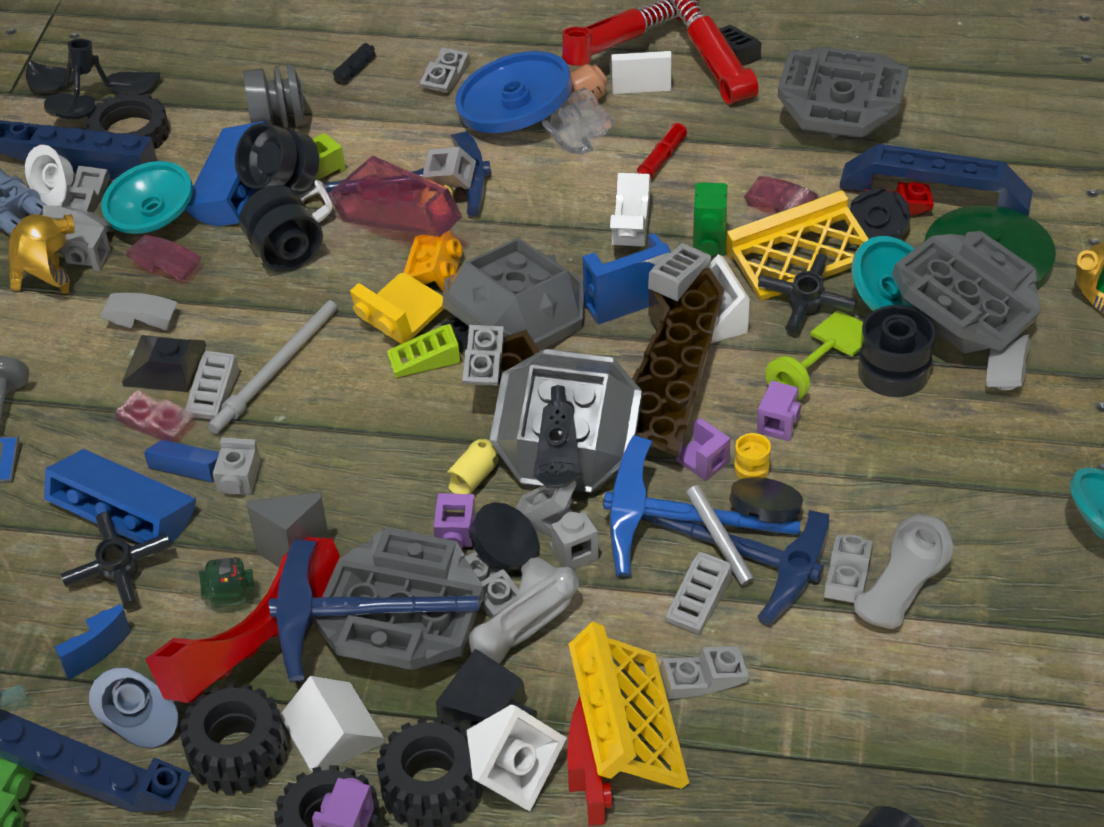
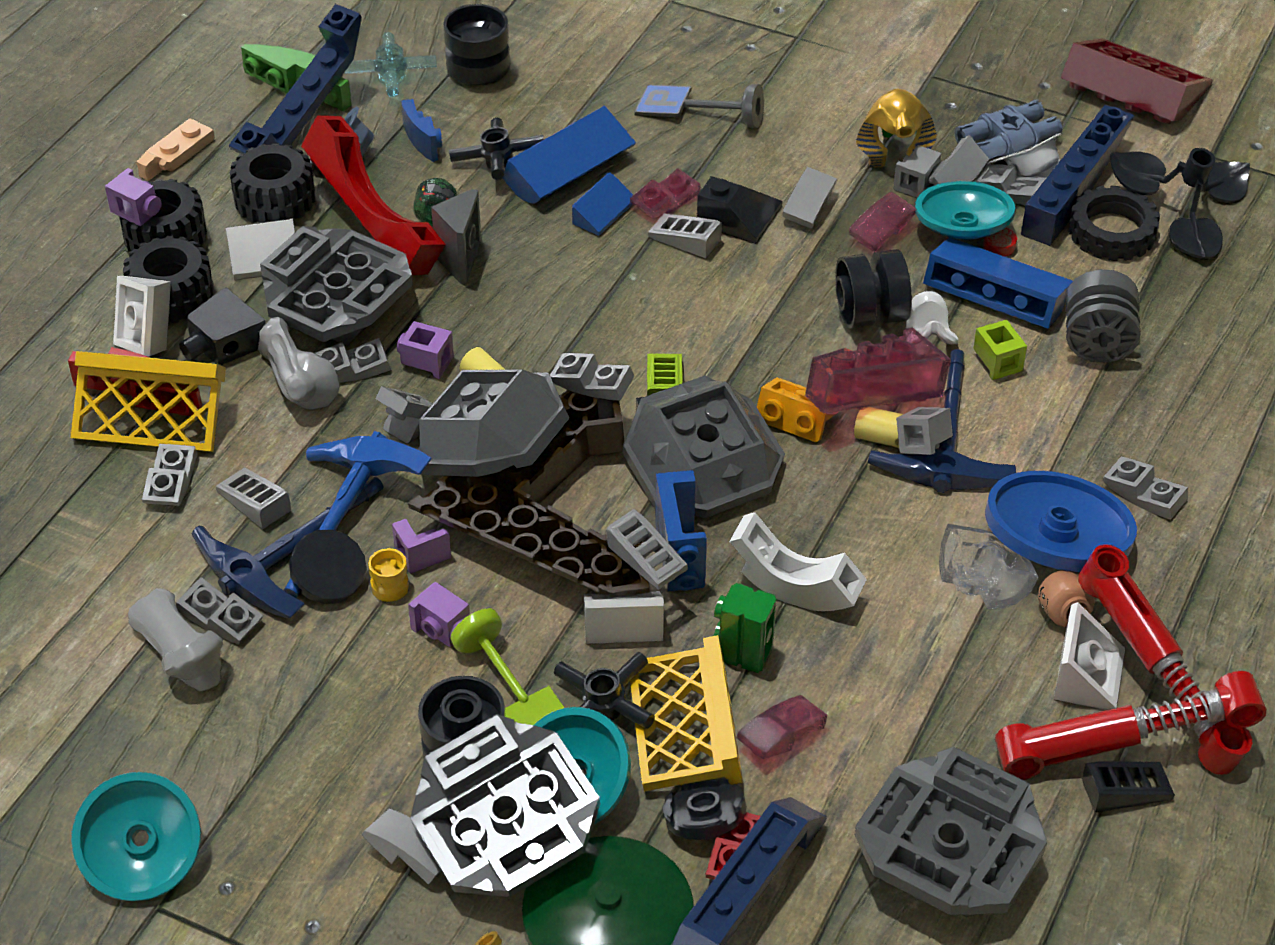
camera: 105 degrees right, 0 degrees up
(236, 404) = (656, 245): light grey bar -> none
(237, 466) = (569, 230): light grey brick -> none
(276, 156) = (977, 300): black wheel -> none
(298, 606) = (349, 213): dark blue piece -> none
(354, 63) = (1184, 413): black axle -> none
(399, 307) = (726, 354): yellow bracket -> none
(503, 536) = (384, 363): black tile -> none
(558, 453) = (425, 392): black piece -> none
(573, 530) = (355, 414): light grey brick -> none
(663, 150) = (915, 643): red piece -> none
(719, 535) = (301, 516): light grey bar -> none

